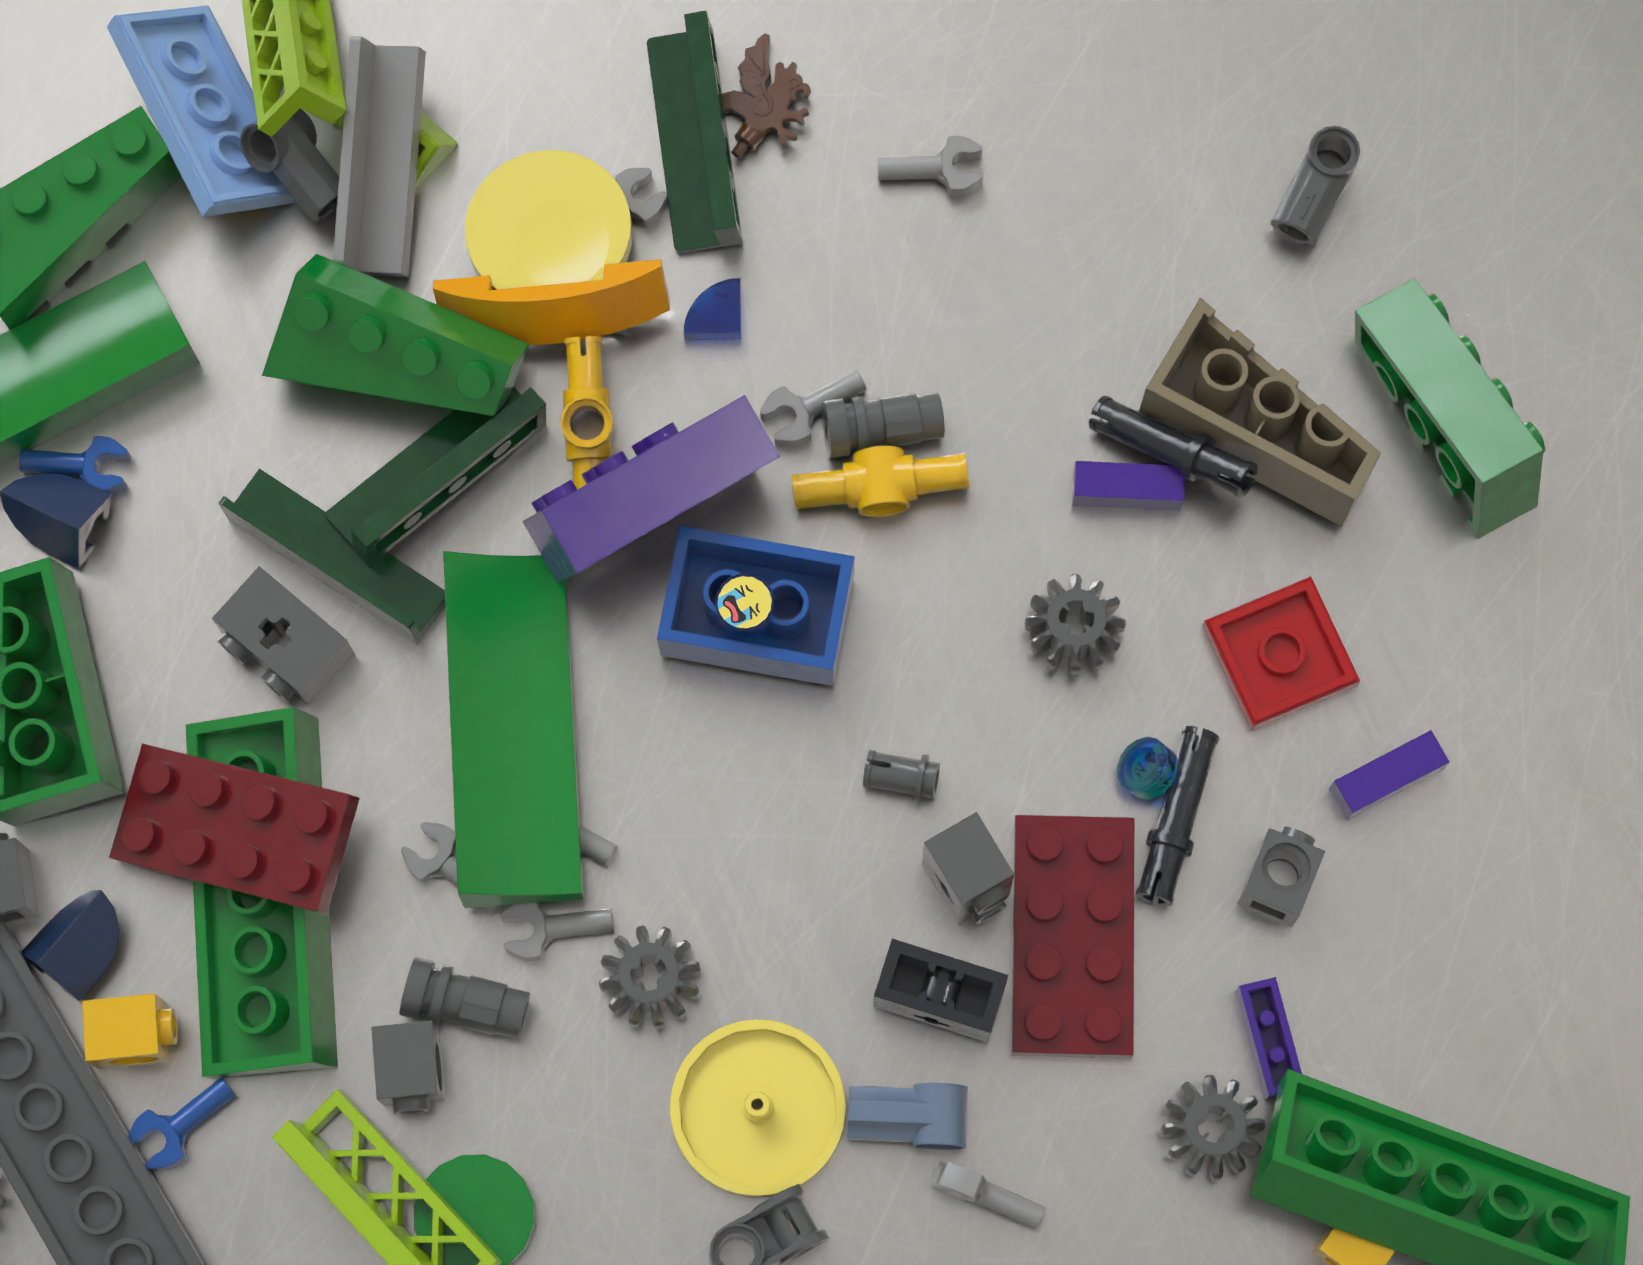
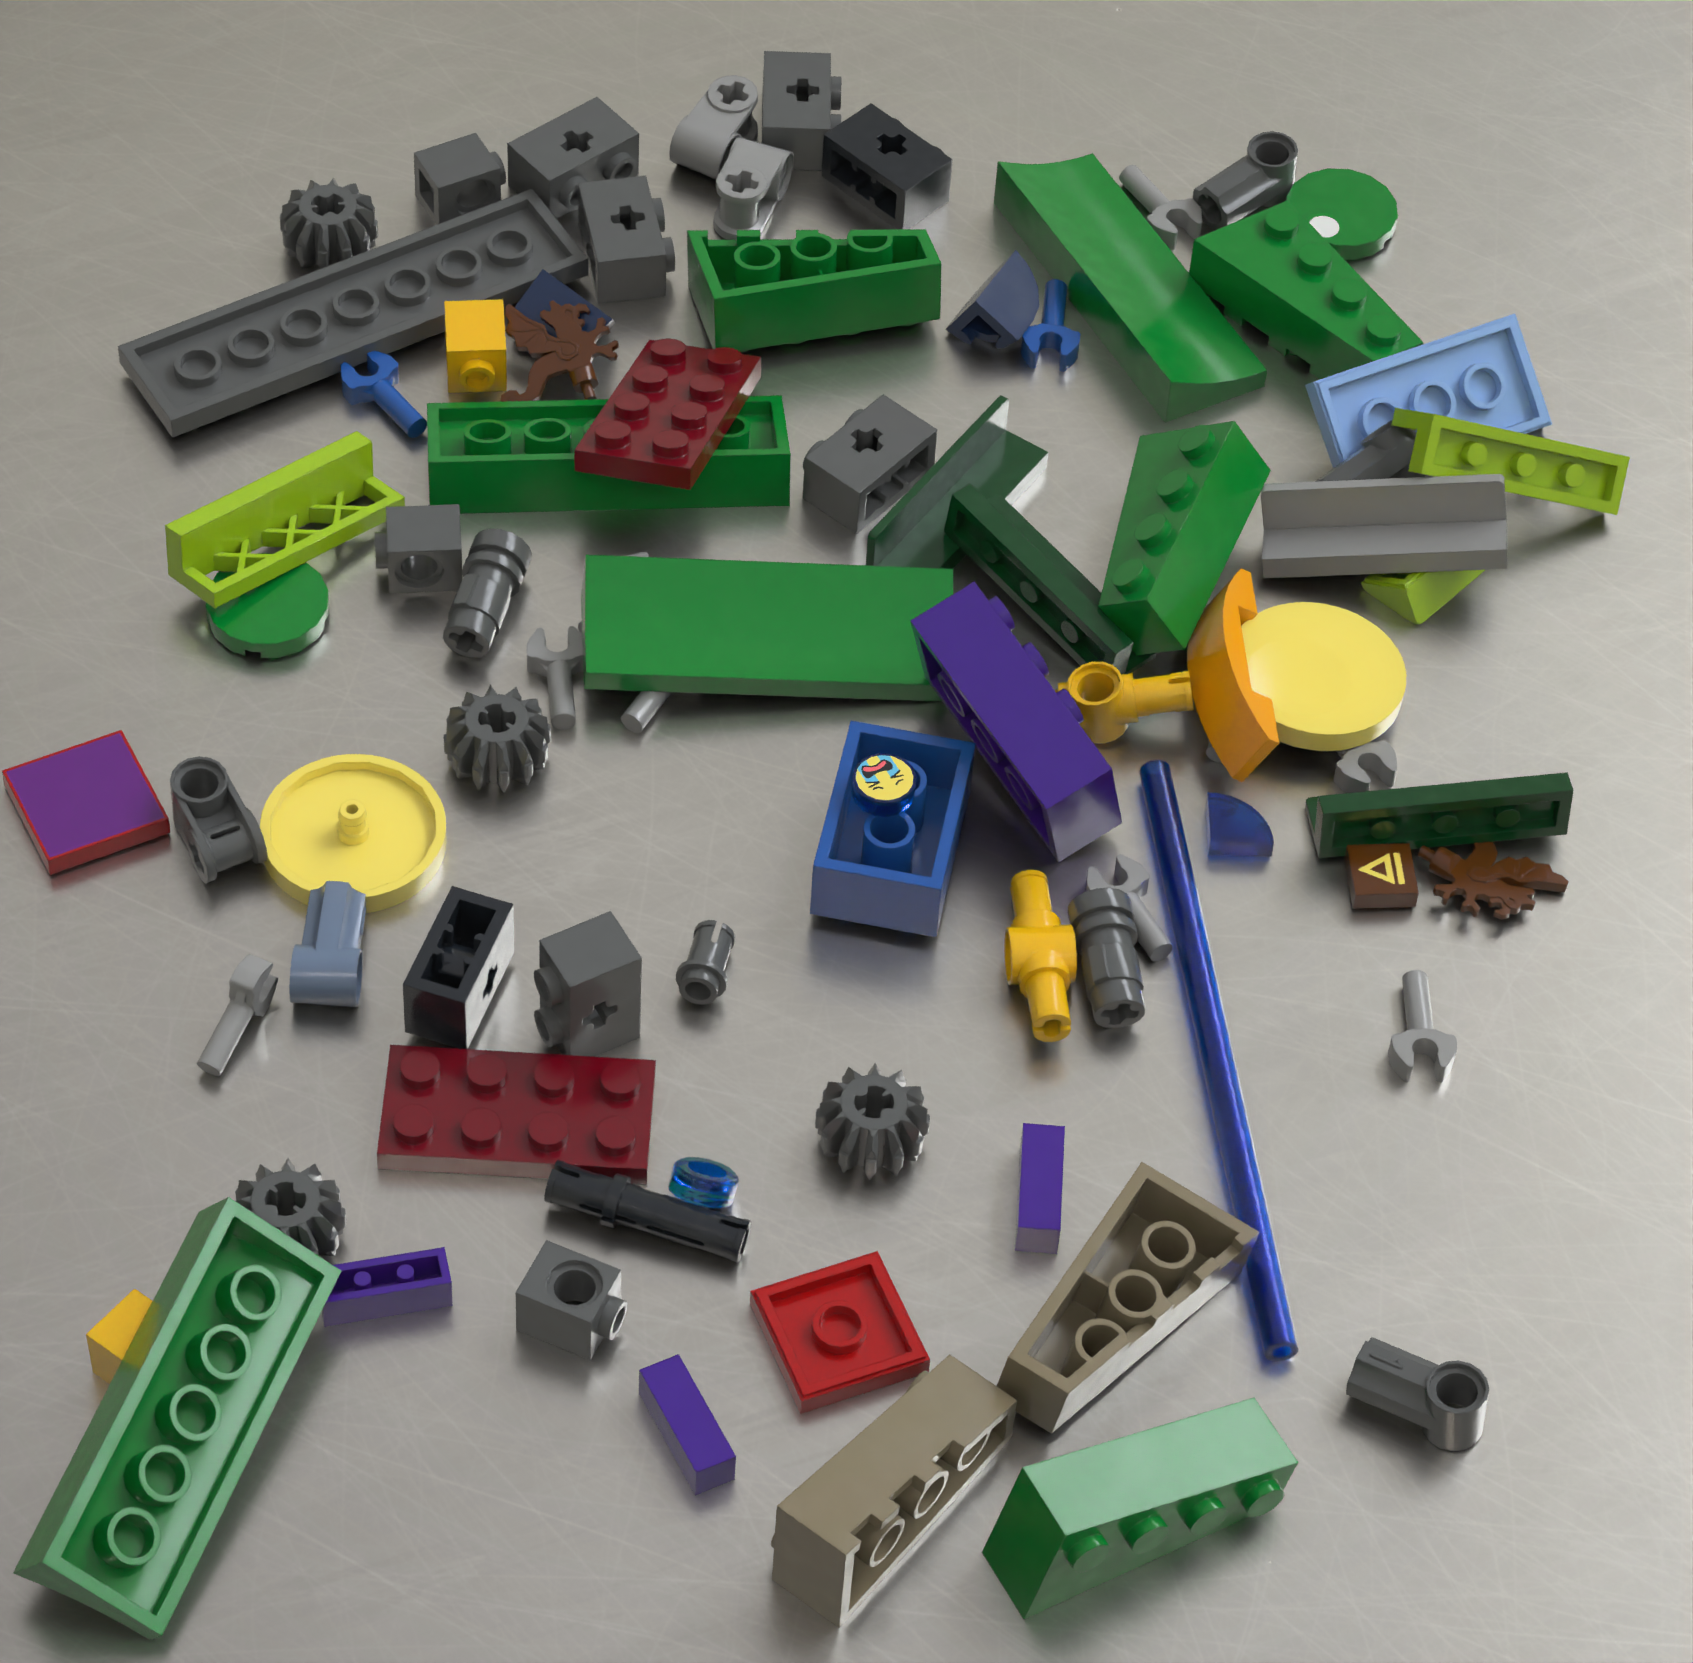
camera: 85 degrees right, 25 degrees down
(136, 935) = (569, 352): none -> reddish brown piece
(766, 190) = (1381, 875): none -> reddish brown tile
(959, 338) = (1218, 1060): none -> clear blue piece
(1192, 455) = (1070, 1224): black pin -> none
(1449, 602) = (888, 1488): none -> dark tan wedge

